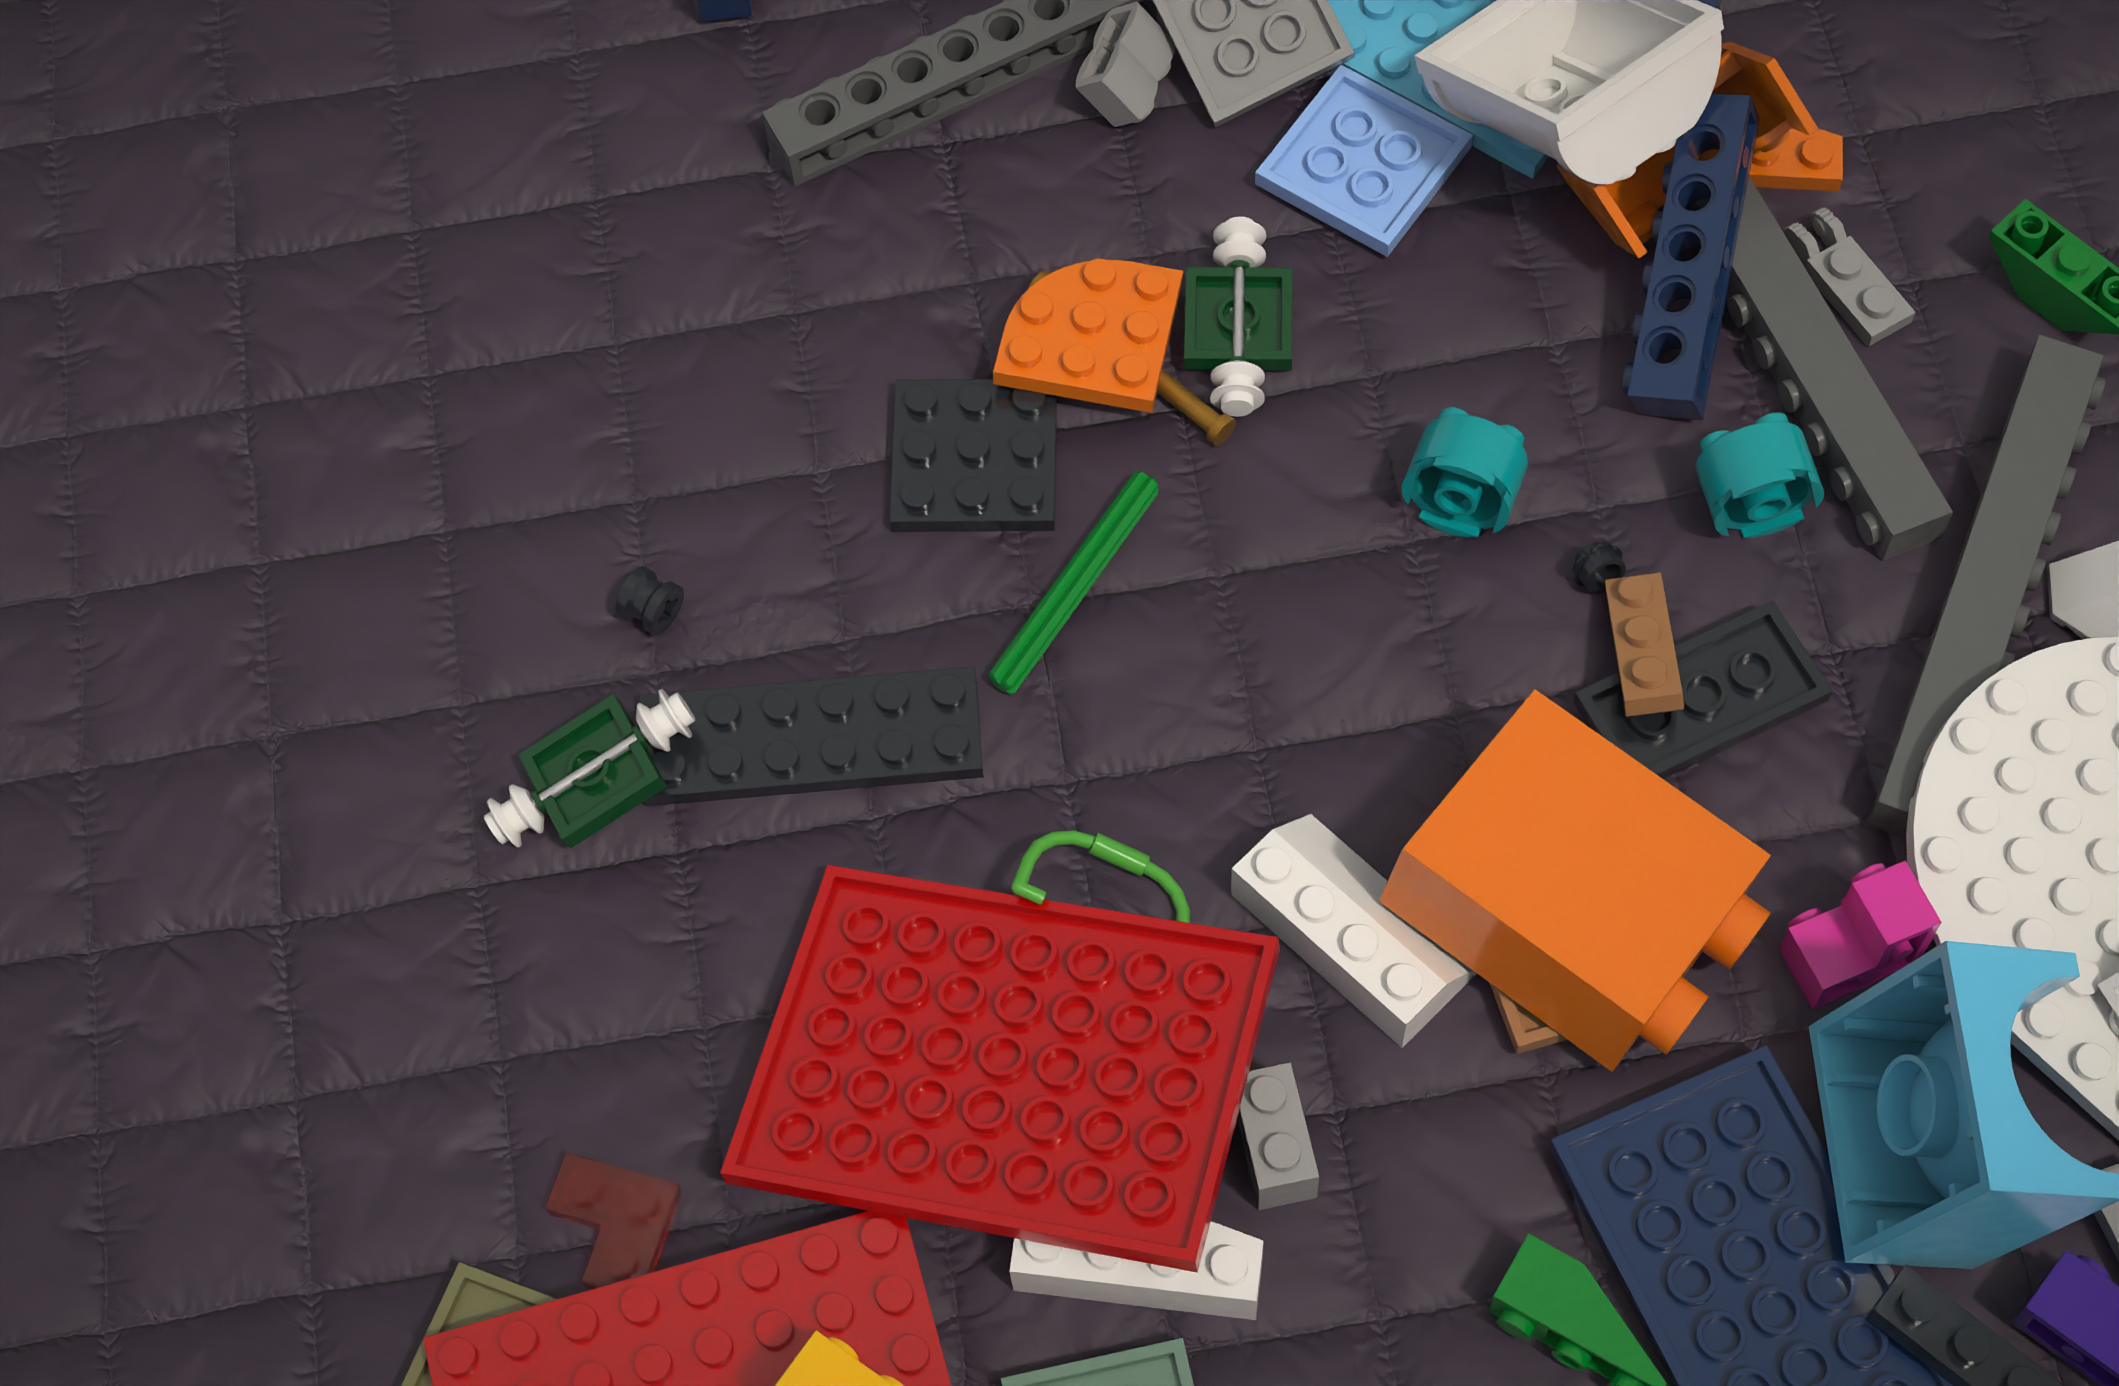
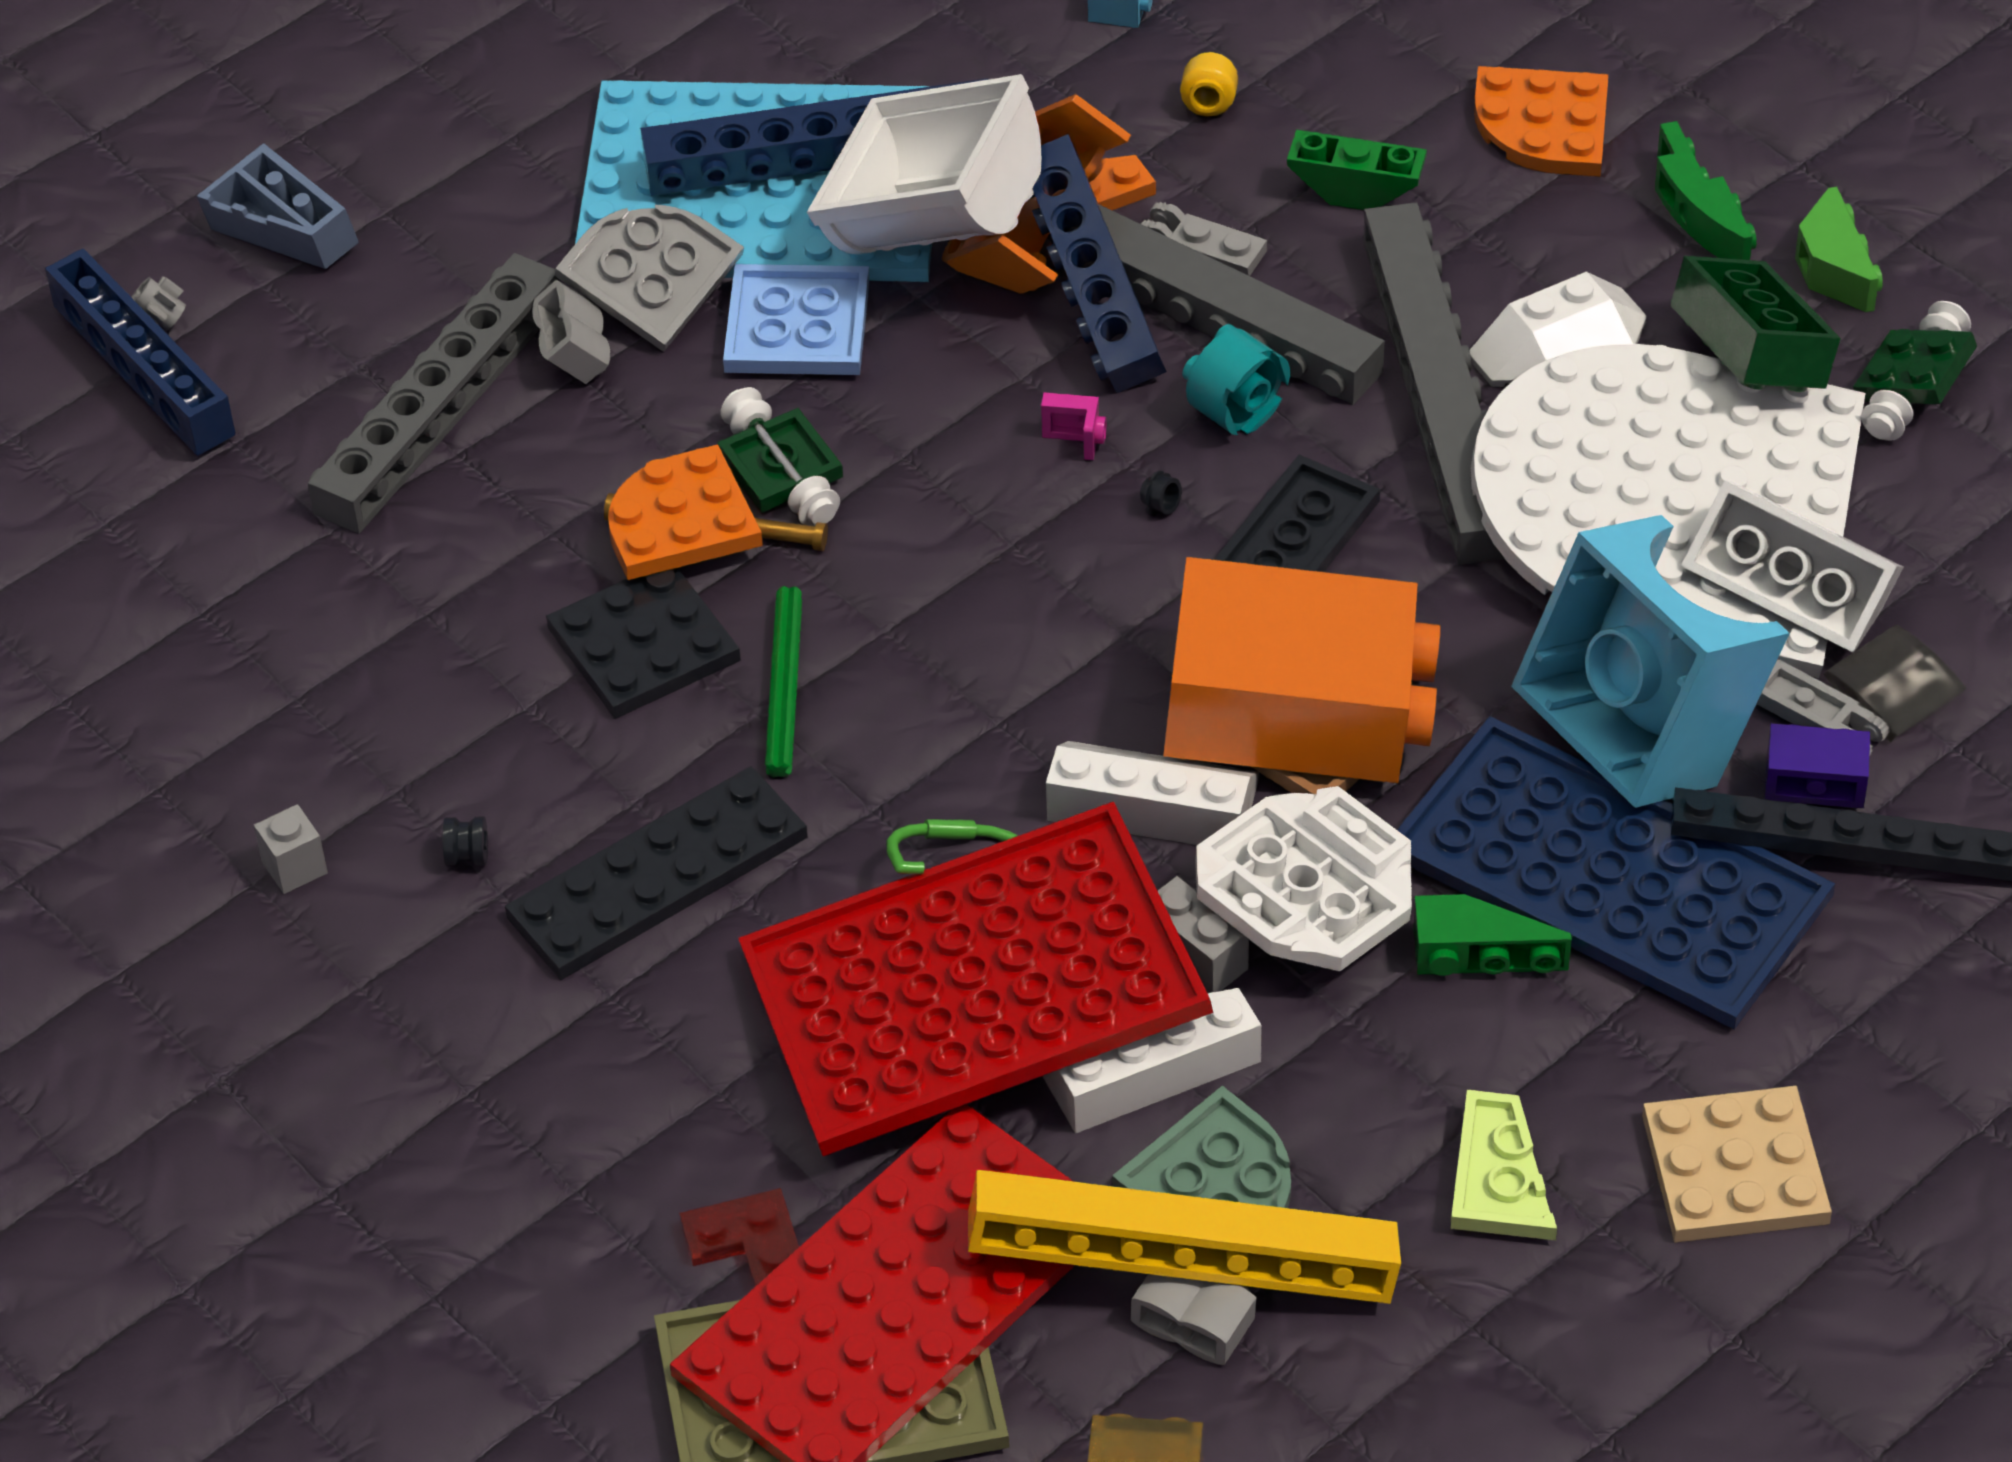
camera: 35 degrees left, 15 degrees down
(485, 518) = (290, 849): none -> light grey brick
(591, 770) = (510, 962): dark green plate -> none
(1456, 1099) = (1308, 878): none -> white piece
(1466, 473) = (1027, 473): teal brick -> none
(1567, 427) = (1073, 419): none -> dark pink bracket
(1644, 645) = (1230, 519): medium nougat plate -> none
(1863, 941) = (1510, 608): dark pink brick -> none
(1976, 89) = (1209, 84): none -> yellow head

